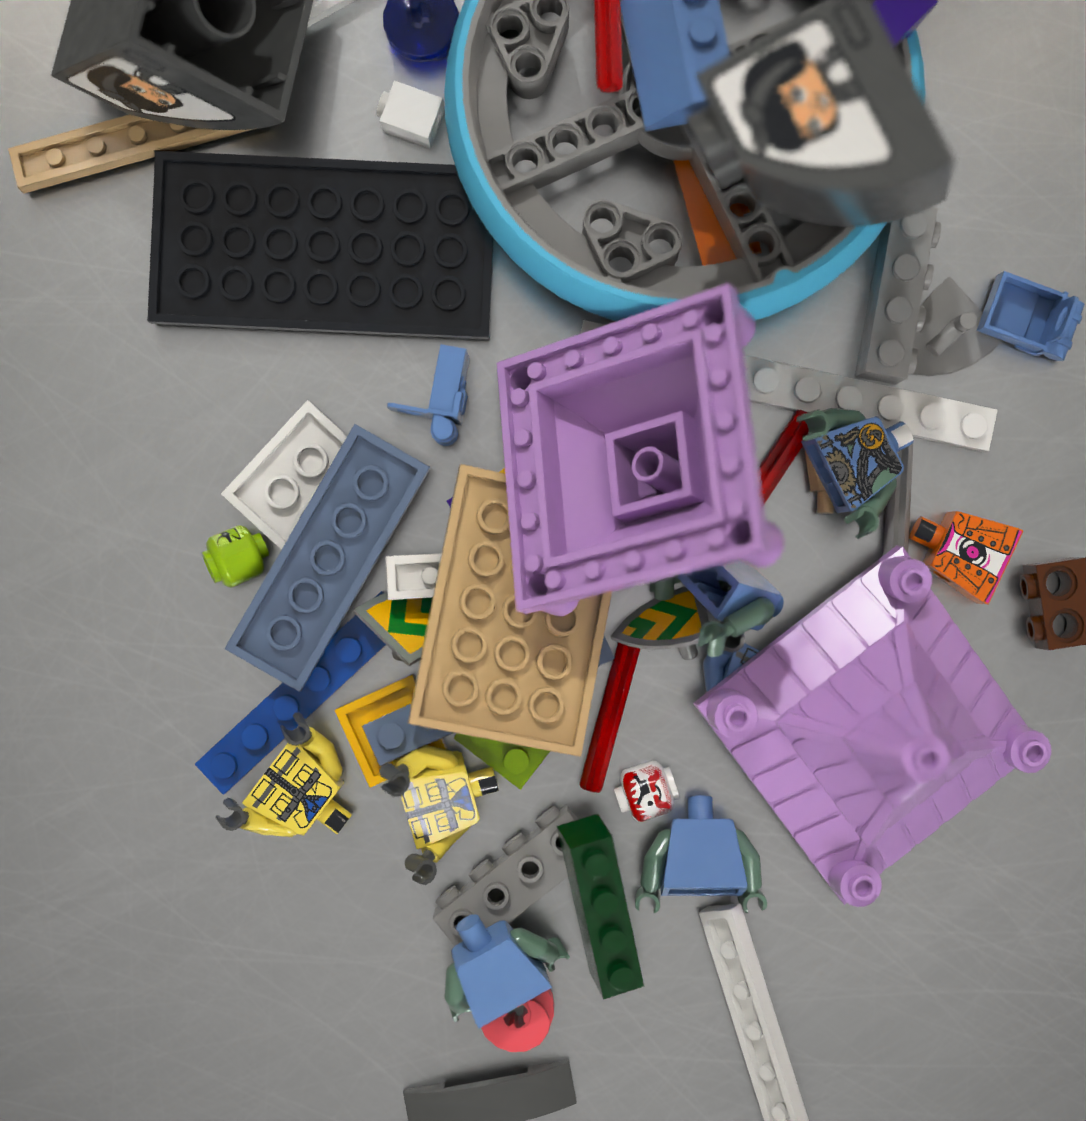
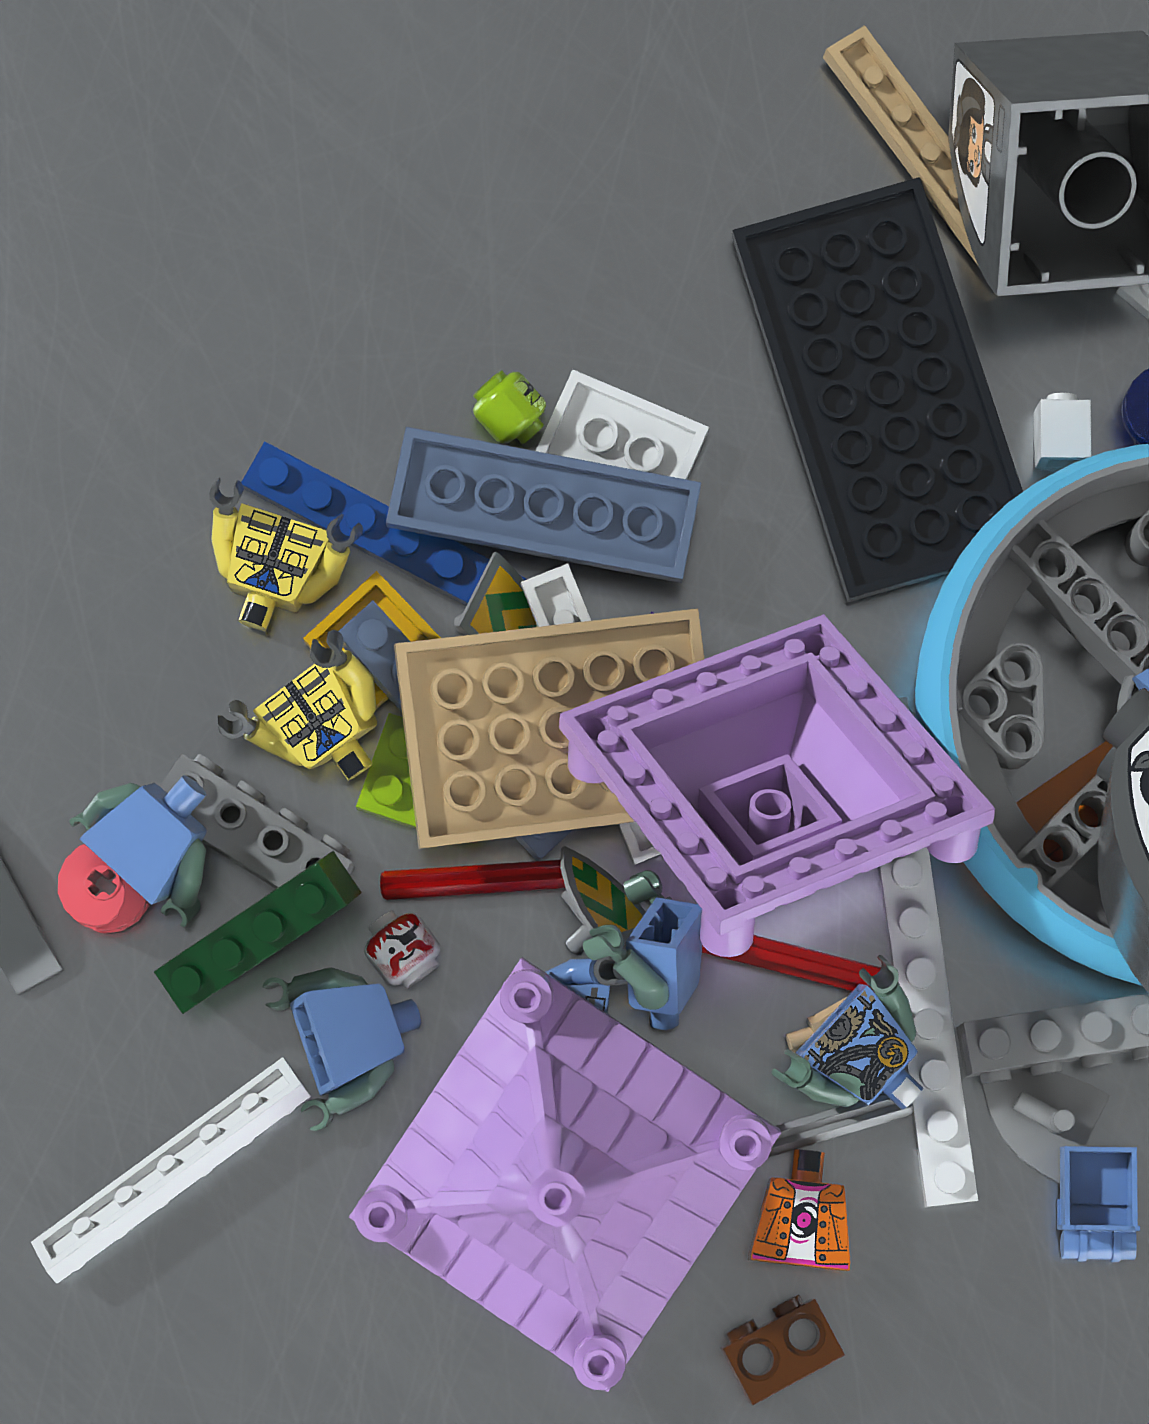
camera: 75 degrees right, 10 degrees down
(447, 397) = (767, 574): medium blue piece -> none

